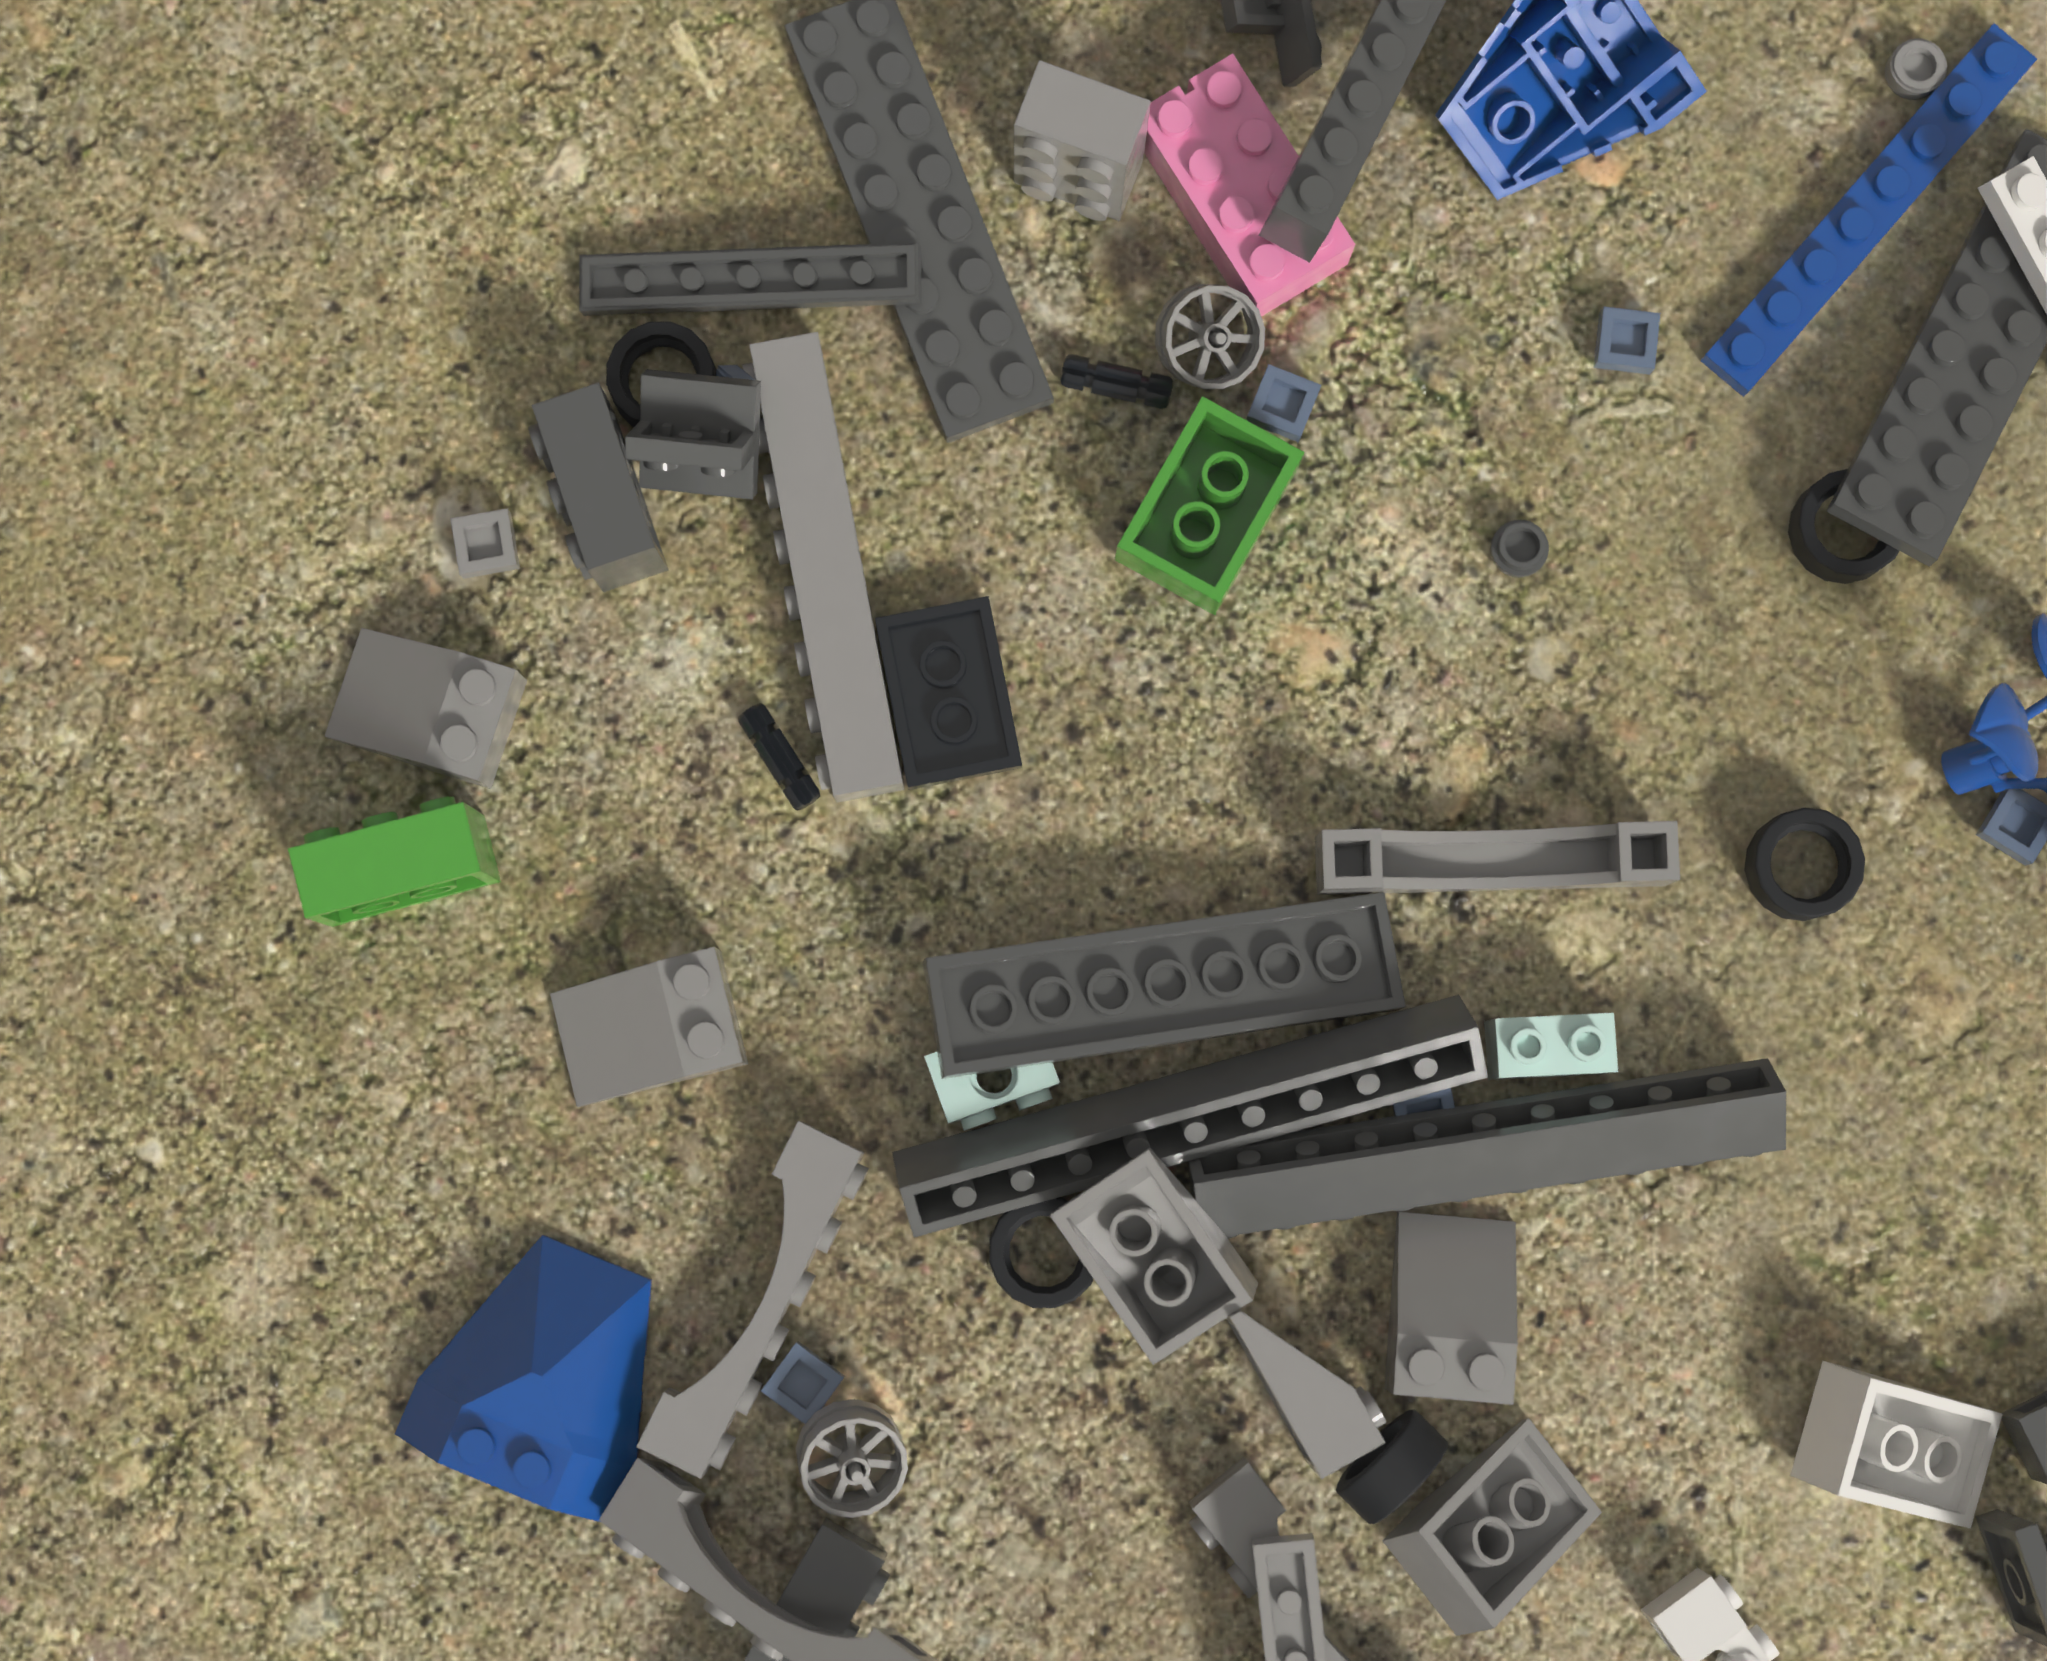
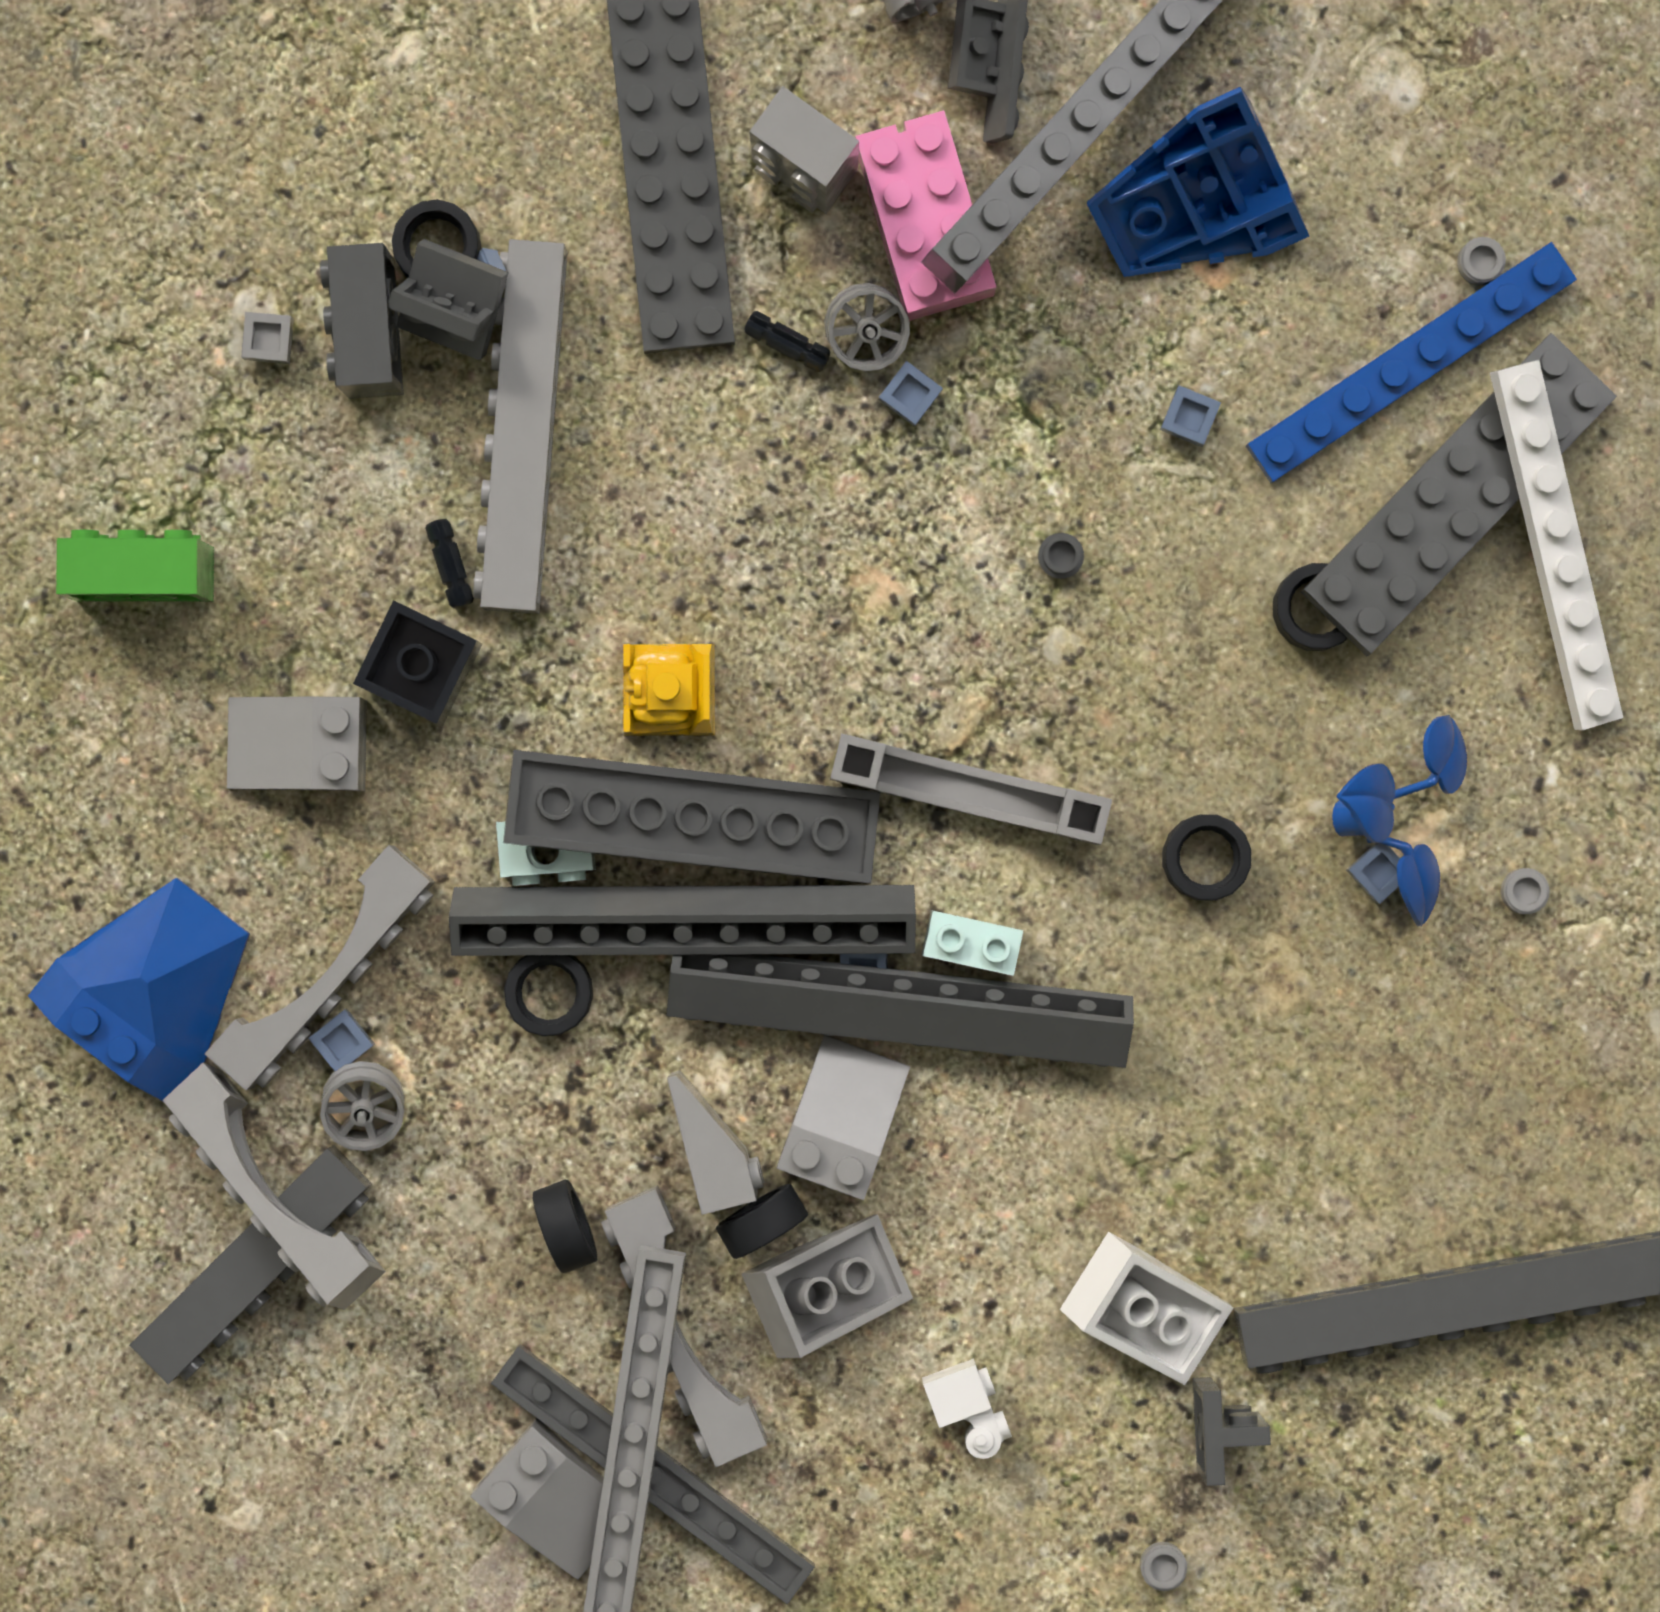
camera: 15 degrees right, 5 degrees up
(427, 706) = (190, 452): light grey slope -> none
(750, 279) = (525, 185): dark grey tile -> none
(774, 886) = (417, 663): none -> black brick
(948, 693) = (591, 549): black plate -> none
(1088, 838) = (669, 689): none -> yellow brick
(1147, 1541) = (564, 1226): none -> black tyre
(1155, 1255) = (627, 1017): light grey slope -> none
(1208, 505) = (828, 459): bright green brick -> none

